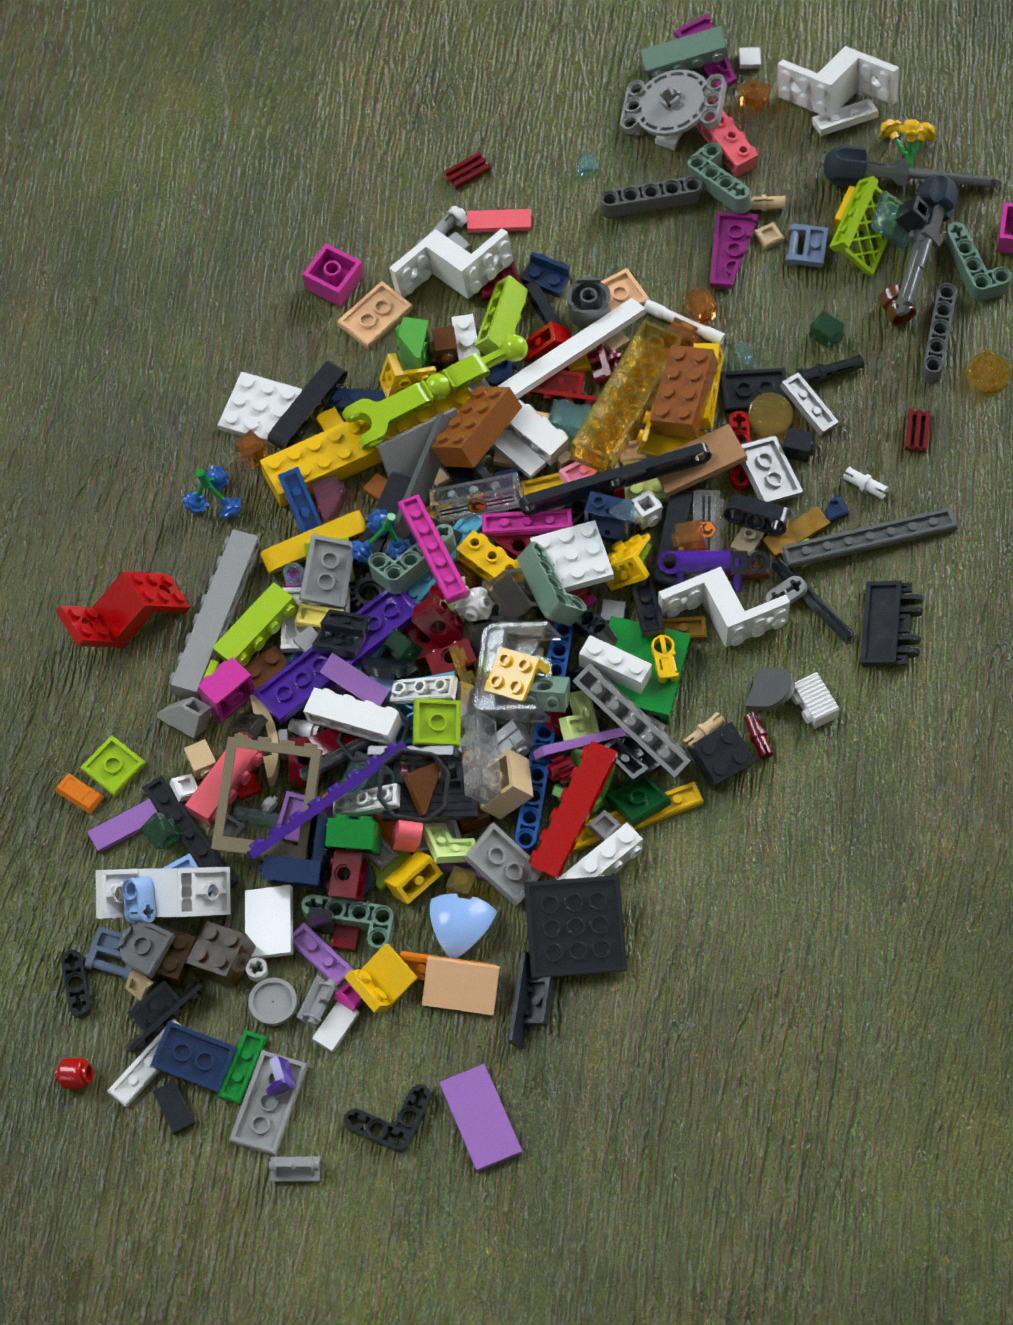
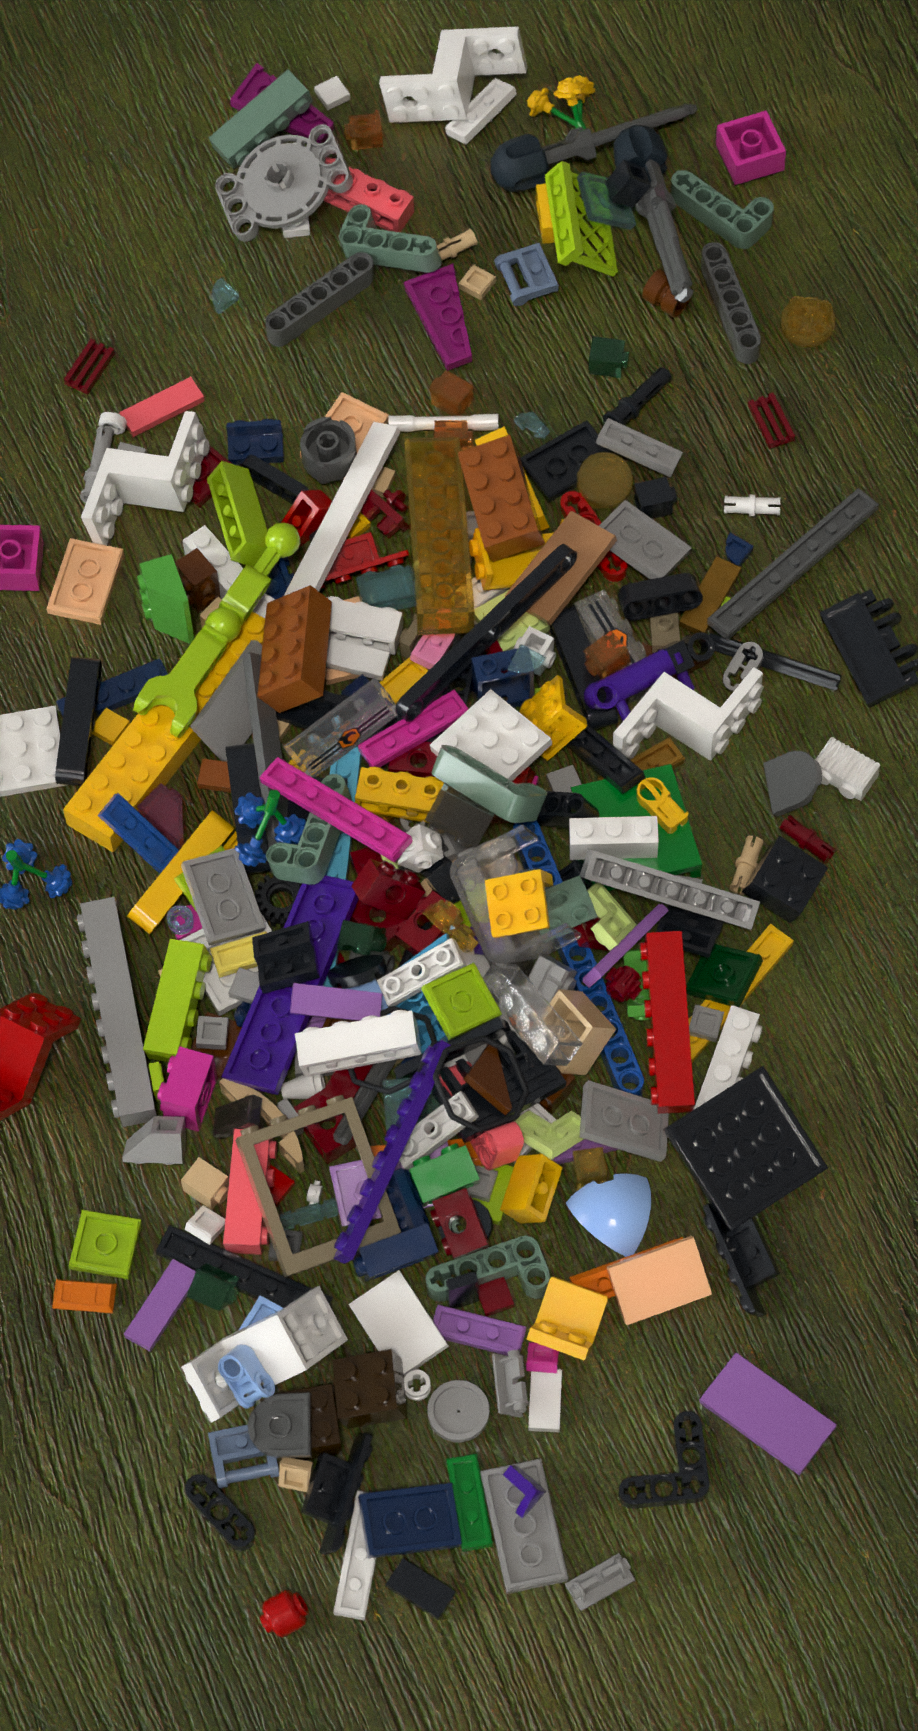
camera: 30 degrees left, 0 degrees up
(251, 449) = (40, 802): clear orange brick -> none
(265, 660) = (212, 1032): none -> light grey plate
(395, 379) = (167, 643): yellow bracket -> none

